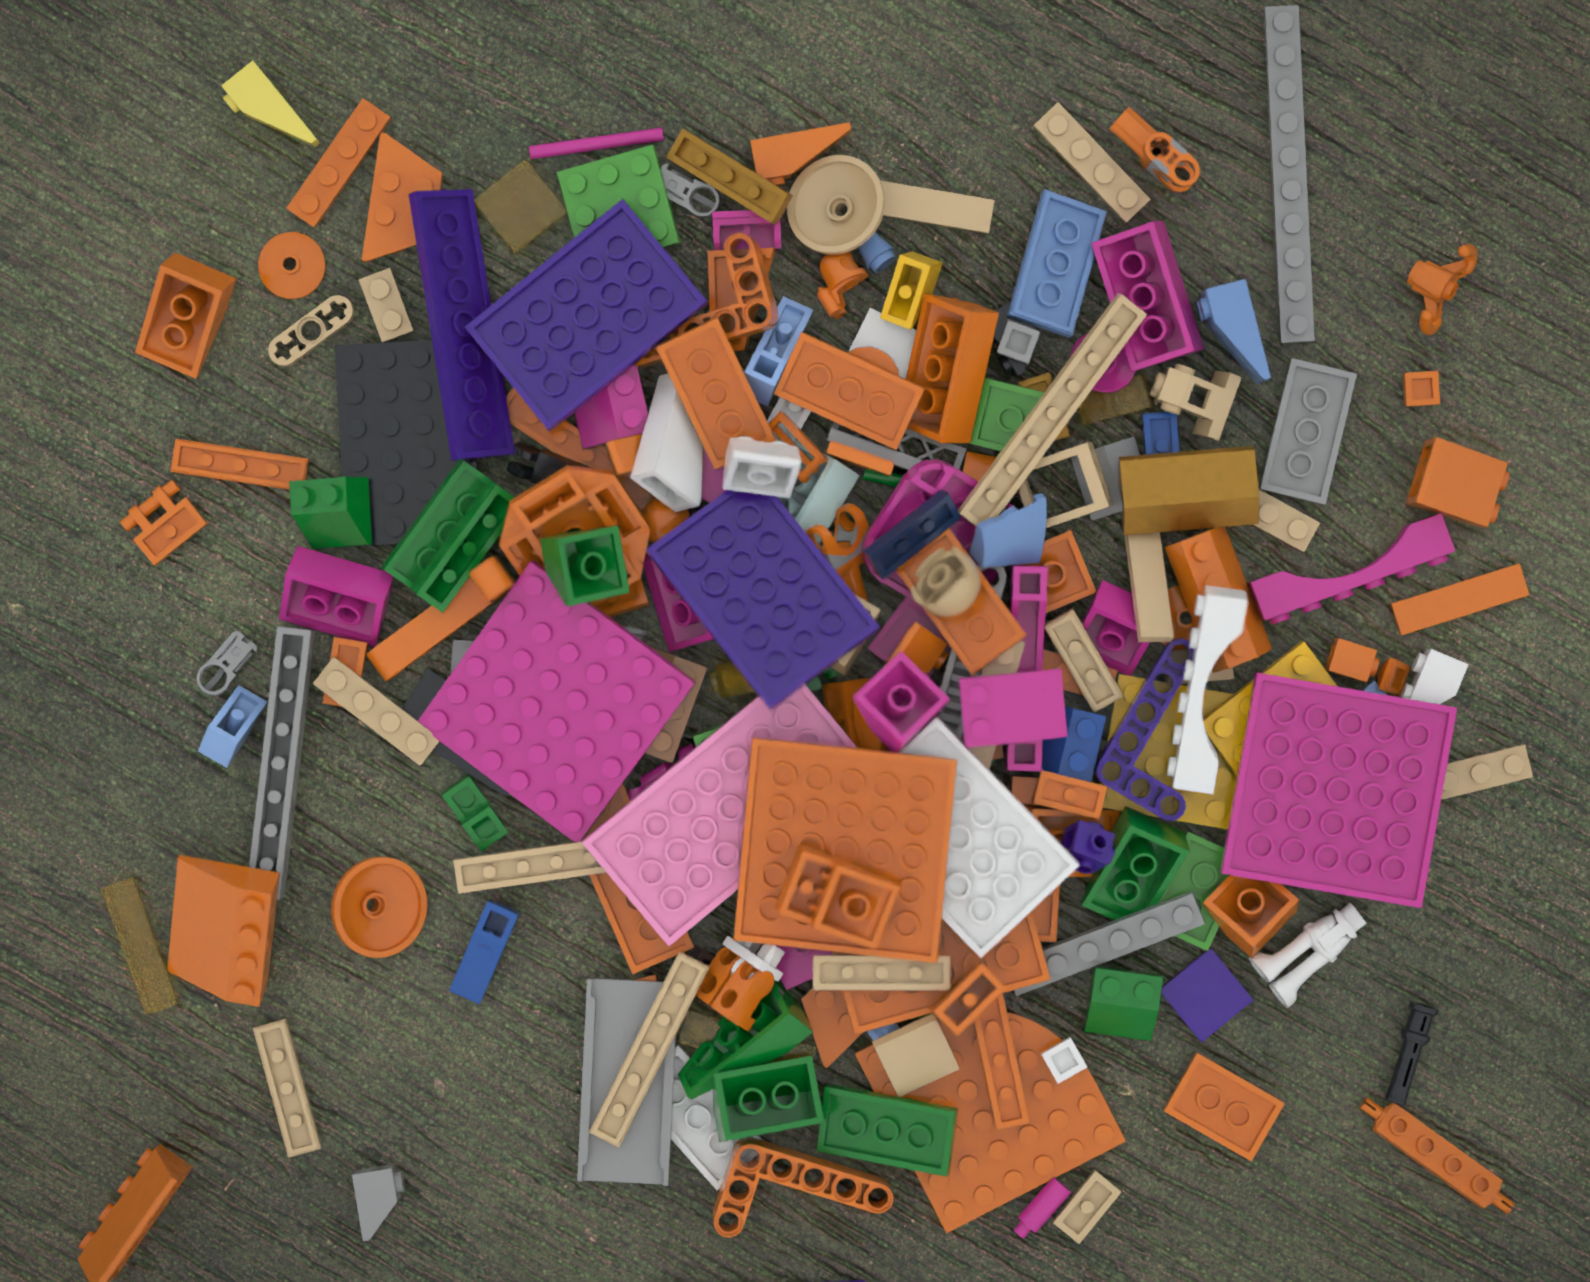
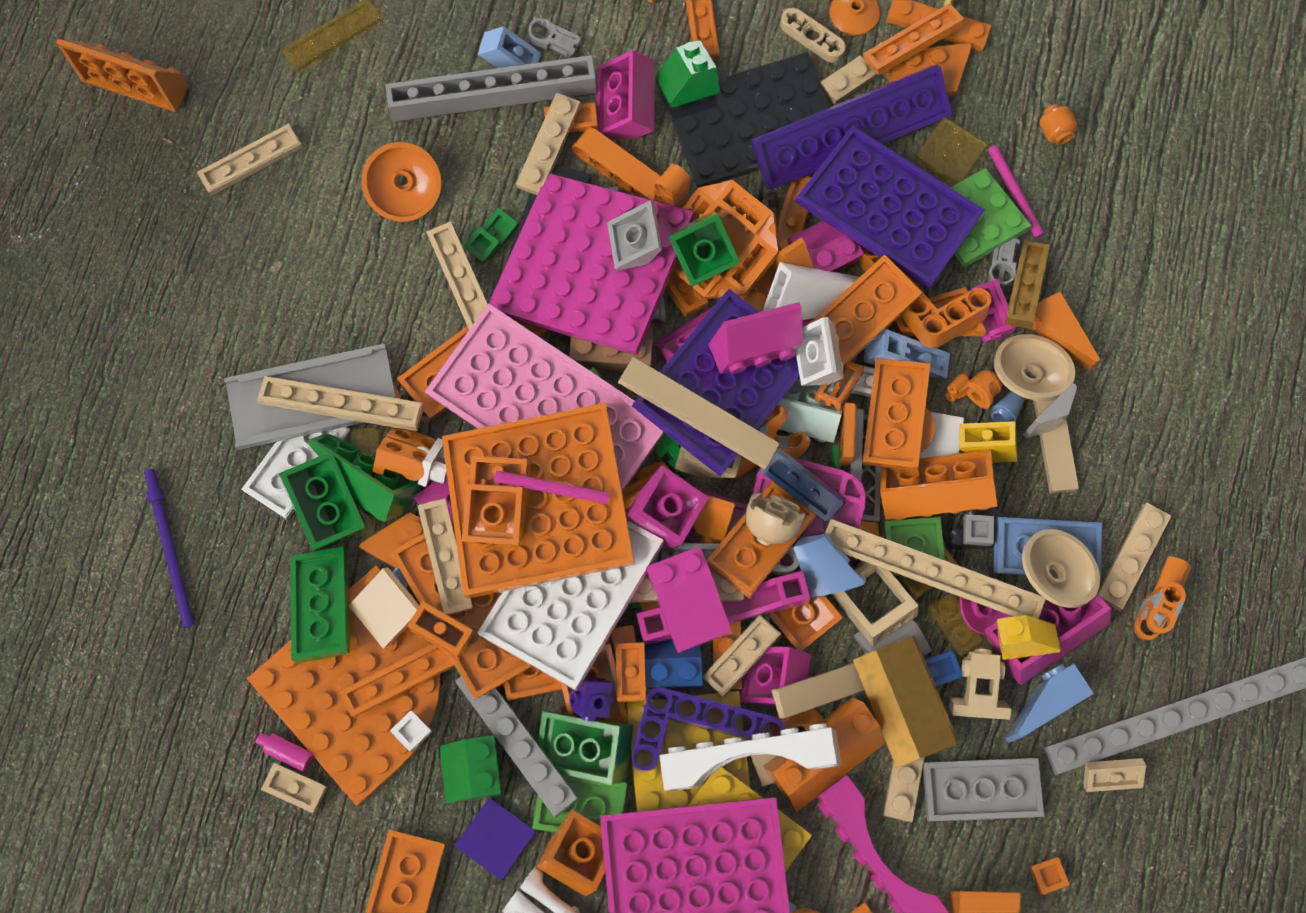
camera: 70 degrees right, 15 degrees down
(223, 928) = (357, 79): orange slope -> none
(362, 207) = (914, 39): none -> orange plate
(376, 1194) = (178, 239): light grey slope -> none
(450, 535) = (700, 155): green slope -> none
(484, 950) = (390, 266): blue slope -> none
(526, 61) = (1058, 124): none -> orange head
(549, 644) = (635, 237): none -> light grey slope
(731, 537) = (758, 339): none -> dark pink slope
(792, 1177) = (263, 543): orange beam -> none
(801, 635) = (698, 413): none -> tan tile
(844, 830) = (551, 487): none -> dark pink bar
(904, 205) = (1053, 415): none -> light grey slope
(1086, 248) = (1061, 568): none -> tan dish
(1160, 330) = (1026, 637): none -> yellow slope
(1334, 277) = (1114, 775): none -> tan plate
(1352, 660) = (808, 882): orange brick -> none
(1439, 284) = (1140, 865): orange piece -> none

